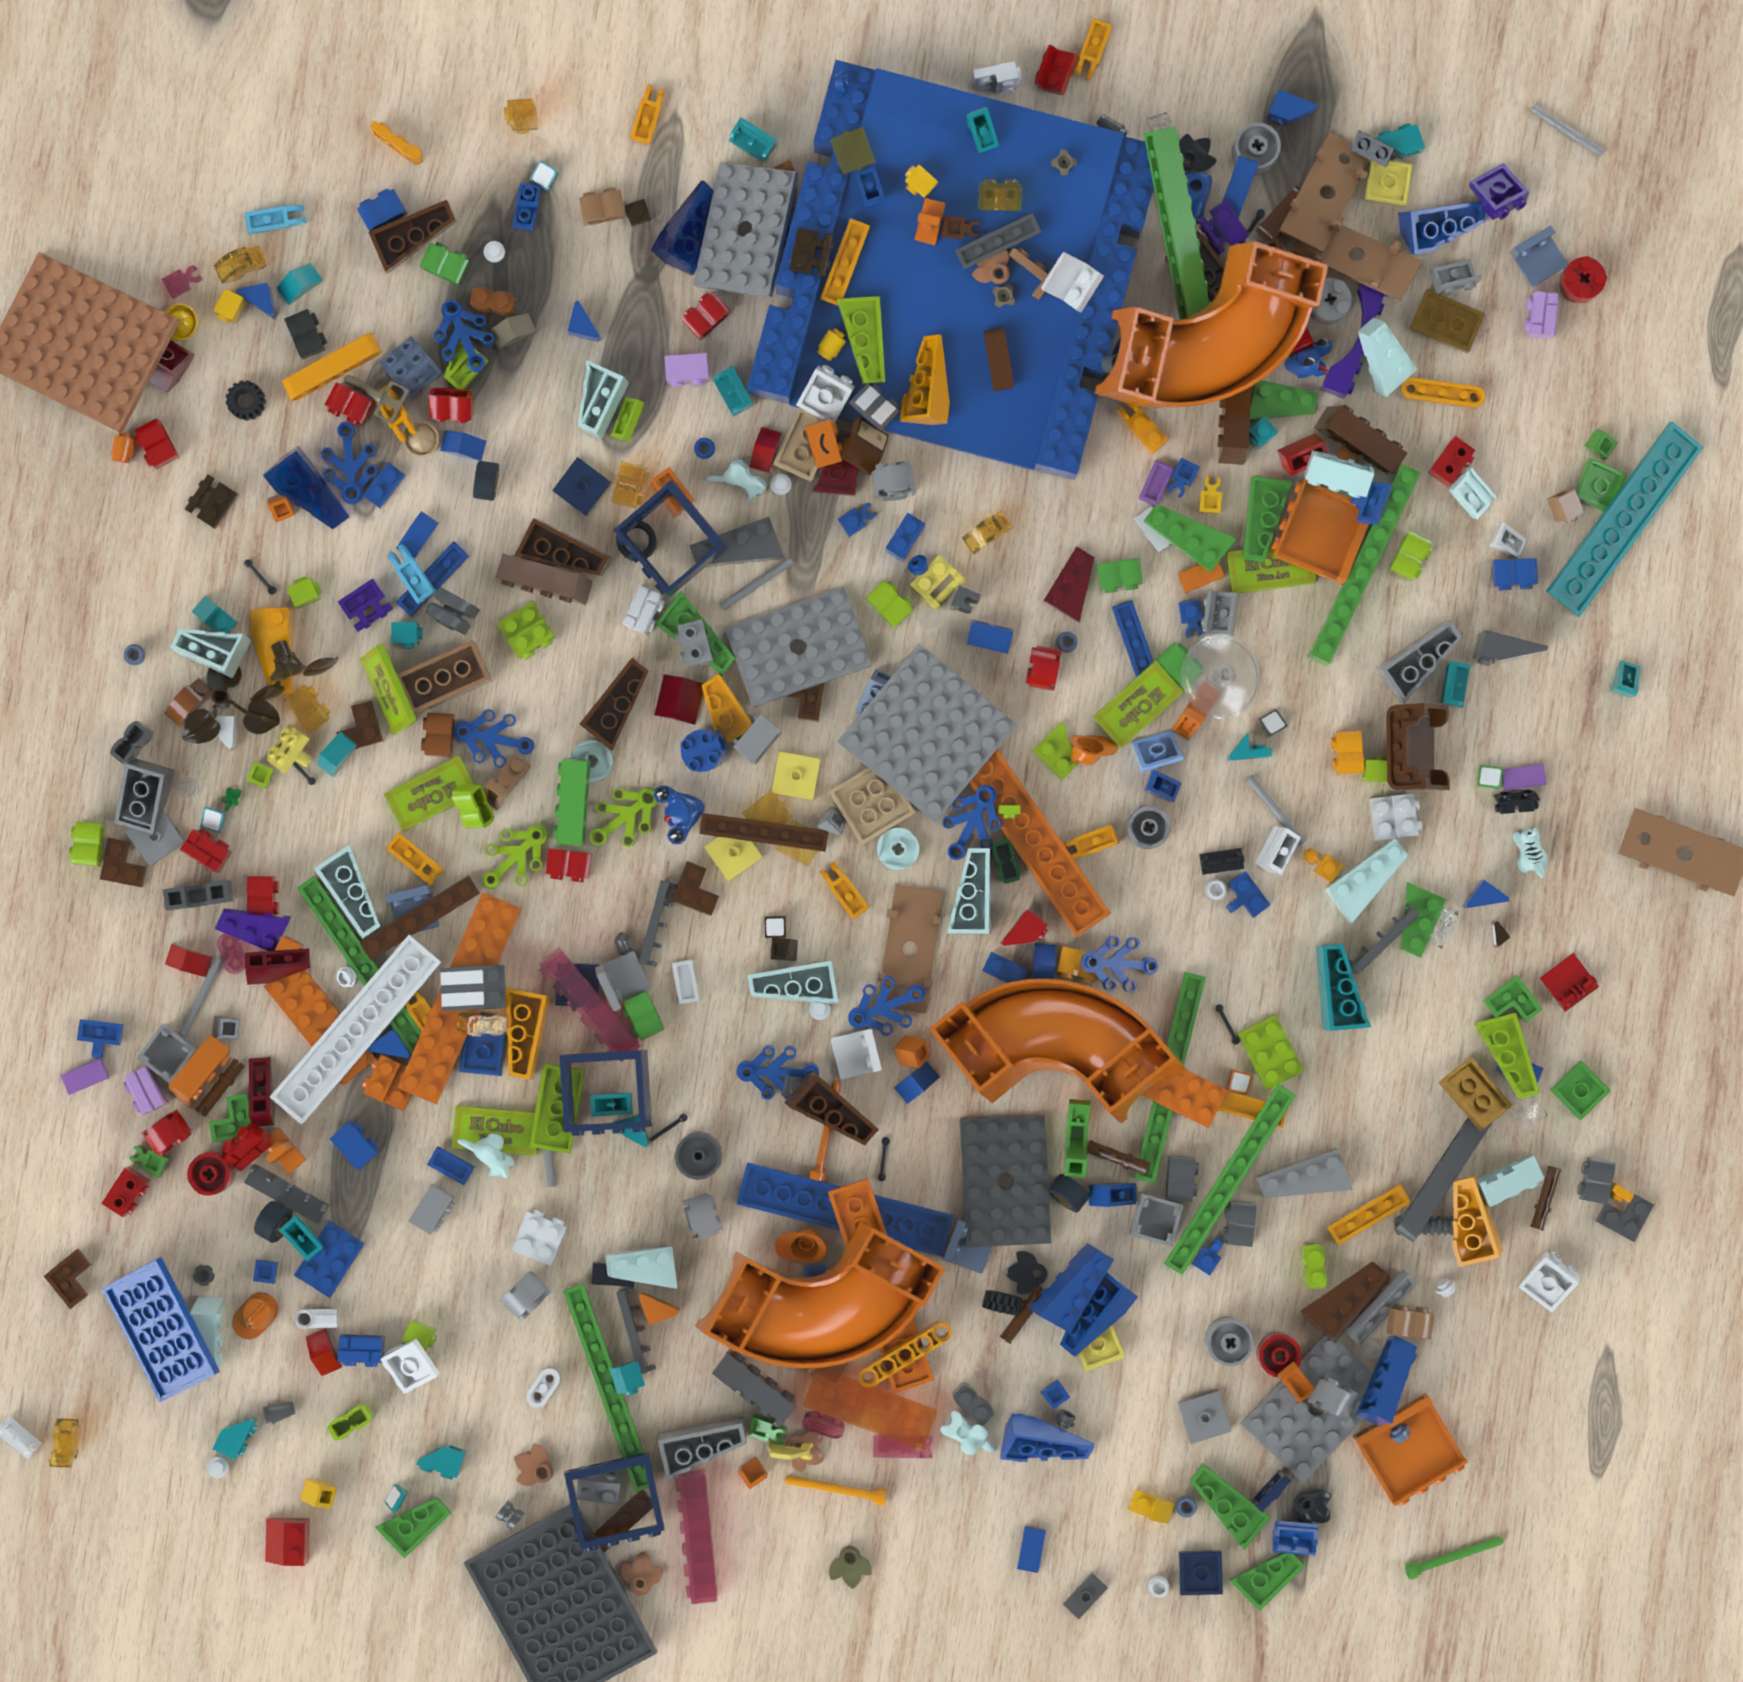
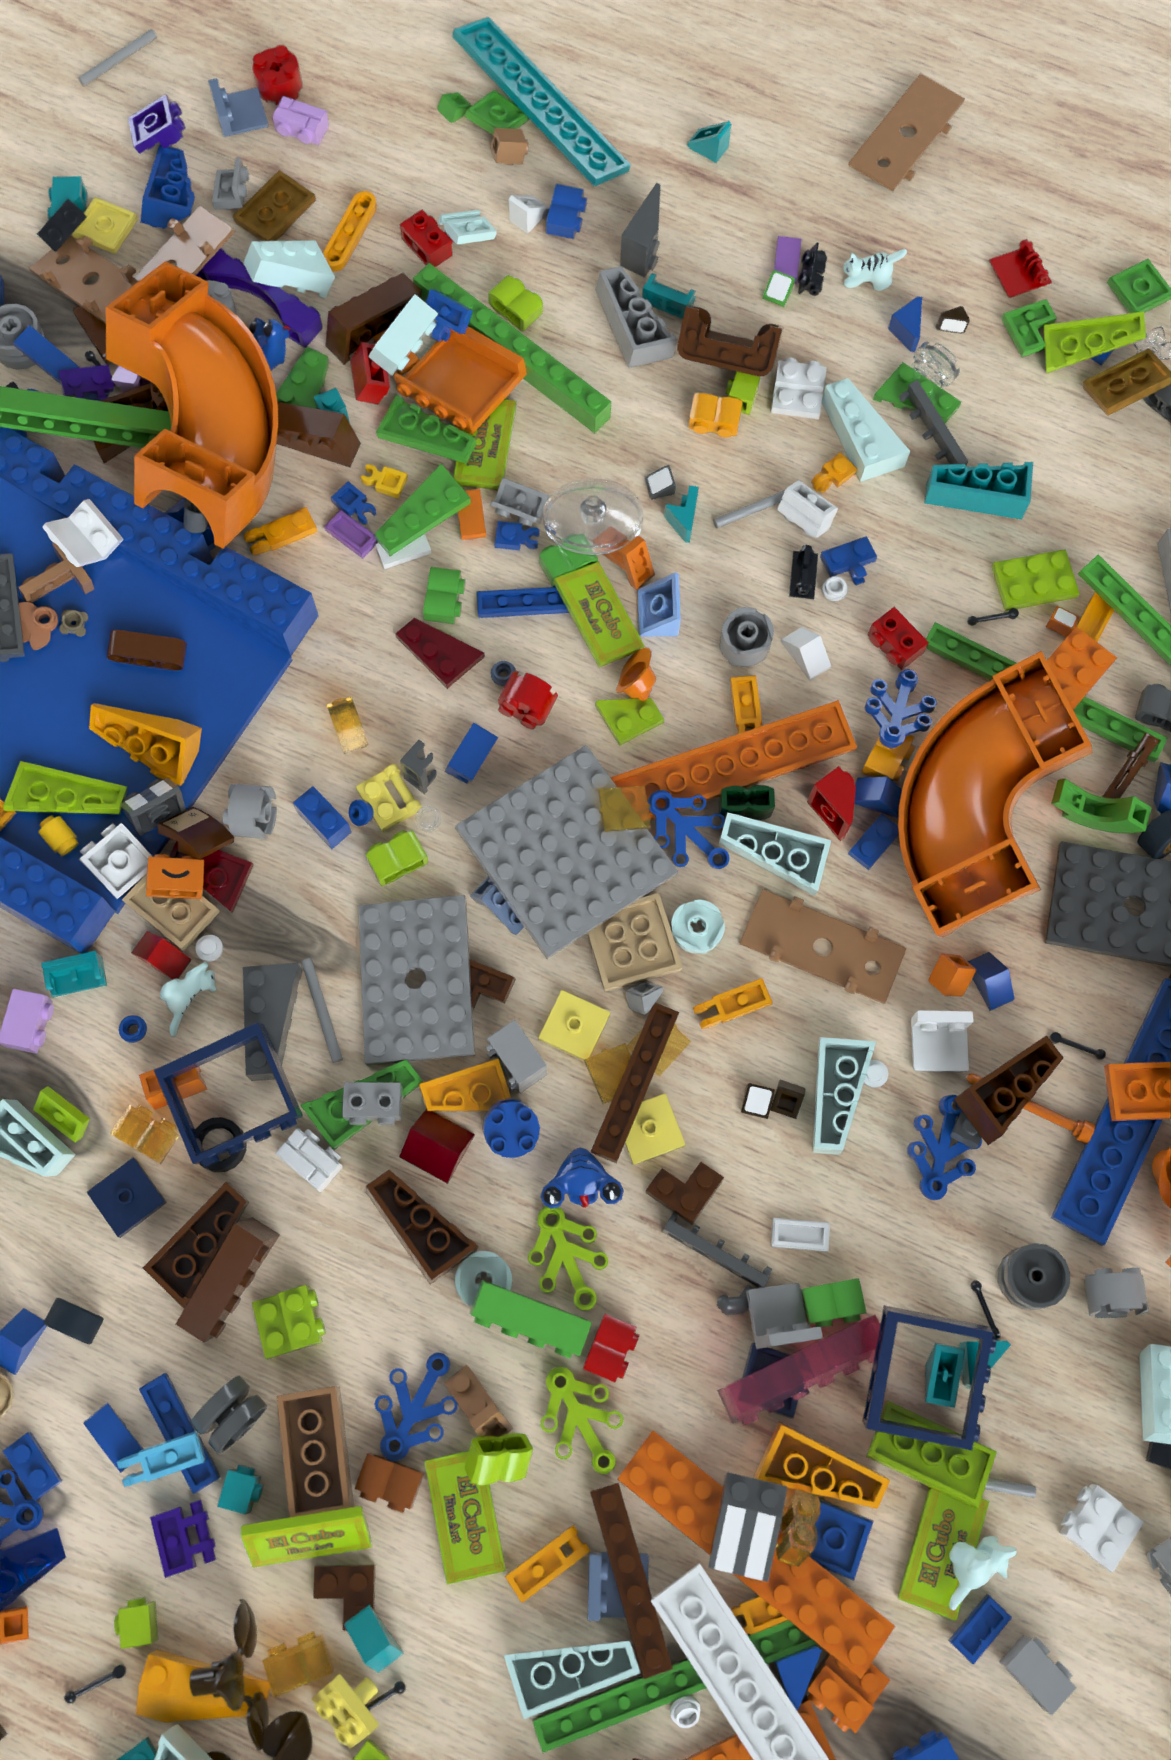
camera: 75 degrees left, 15 degrees down
(854, 521) = (282, 873): blue plate -> none
(883, 1007) = (890, 993): blue plant -> none
(971, 768) = (624, 808): none -> clear yellow piece
(1009, 811) = (688, 779): lime plate -> none
(1153, 879) = (807, 651): none -> white slope
(1162, 786) = (698, 615): blue slope -> none
(1182, 950) = (897, 638): none -> red brick

